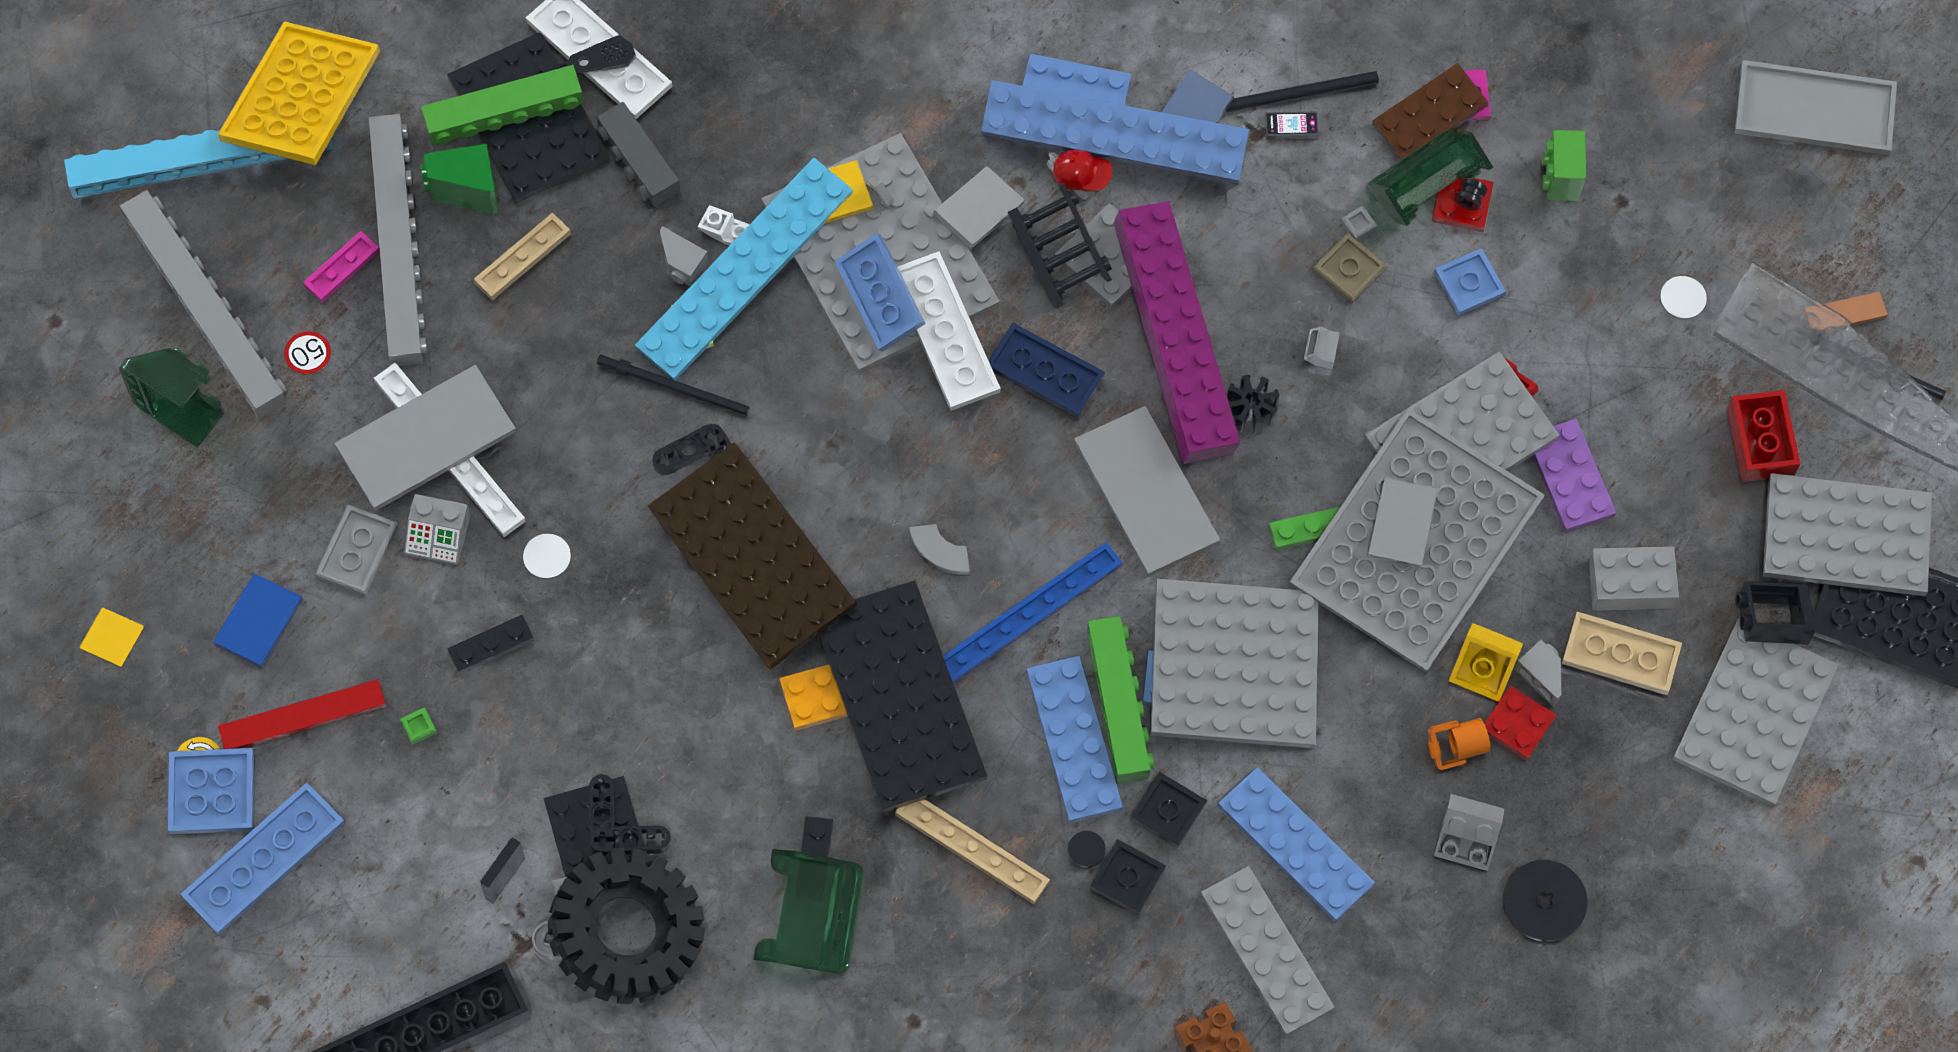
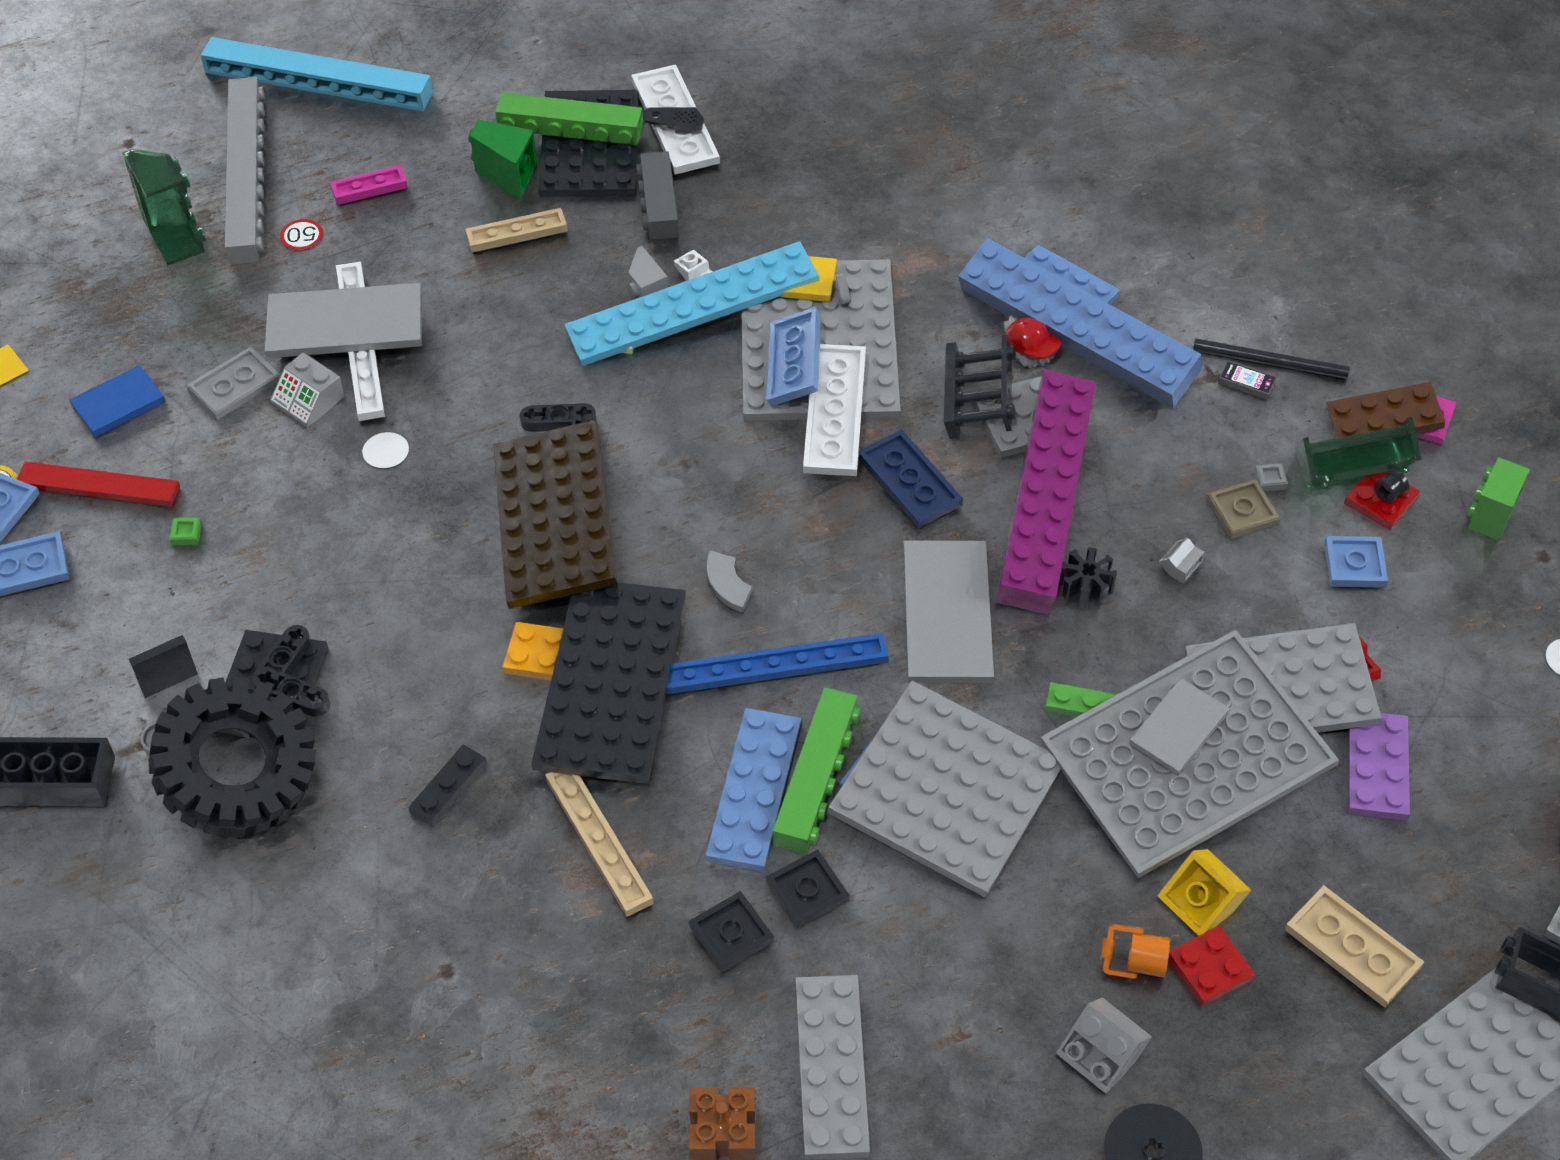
camera: 30 degrees right, 15 degrees down
(299, 93) = (417, 56): yellow plate -> none
(396, 240) = (421, 185): light grey brick -> none
(490, 644) = (289, 495): black plate -> none
(625, 368) = (546, 339): black bar -> none
(815, 912) = (416, 828): clear green windscreen -> none
(978, 207) = (923, 334): light grey tile -> none
(1086, 849) = (707, 889): black piece -> none
(1198, 99) = (1174, 323): sand blue tile -> none
(1296, 844) = (918, 980): medium blue plate -> none
(1542, 671) = (1259, 924): light grey slope -> none
(1633, 578) = (1399, 880): light grey brick -> none

